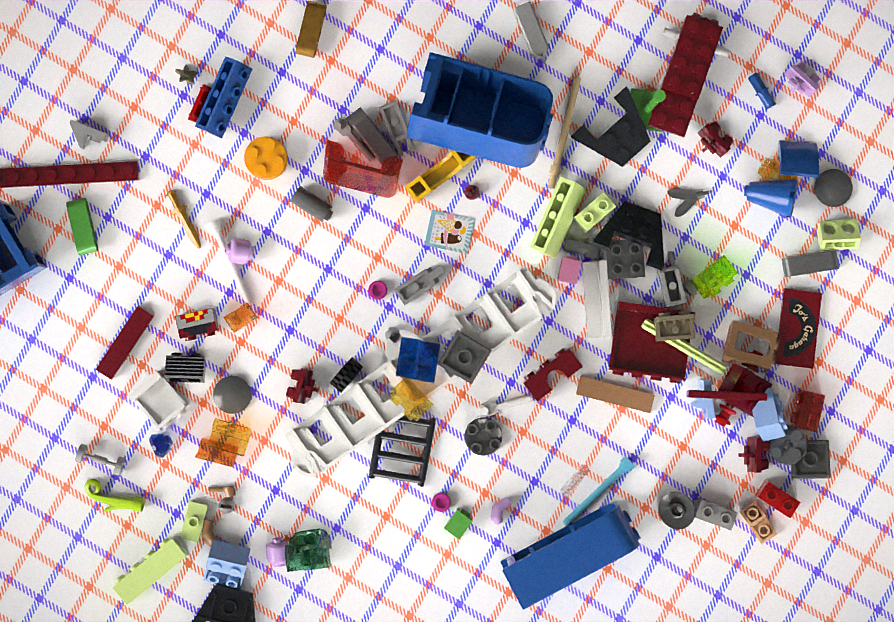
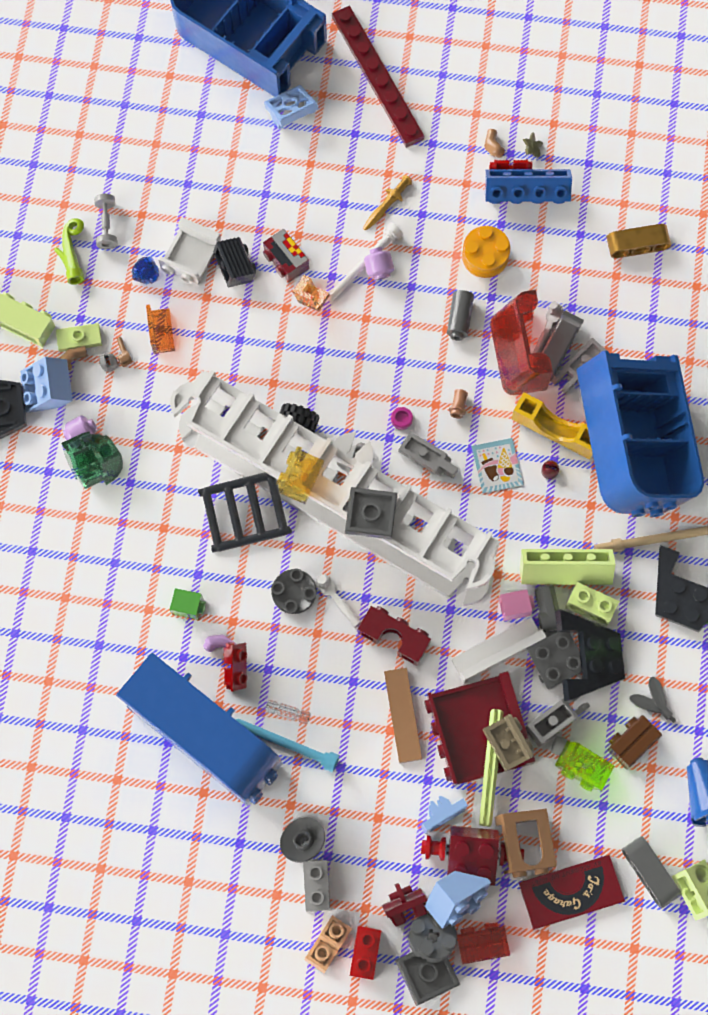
camera: 70 degrees right, 15 degrees down
(50, 249) = (296, 94): none -> light blue piece
(82, 133) = (427, 77): light grey slope -> none
(82, 226) = (335, 111): bright green beam -> none
(124, 342) = (235, 198): dark red tile -> none
(171, 108) = (492, 145): none -> medium nougat arm
(229, 437) = (181, 334): clear yellow panel -> none
(232, 394) = (227, 320): dark grey dish -> none
(304, 386) = (266, 383): dark red hips -> none
(386, 240) = (457, 409): none -> nougat pin
(417, 360) = (345, 464): clear blue slope -> none
(441, 502) = (203, 578): dark pink tile -> none
(530, 508) = (236, 676): none -> red hinge
(711, 230) = (634, 741): none -> reddish brown brick
(726, 395) = (459, 829): dark red tile -> none

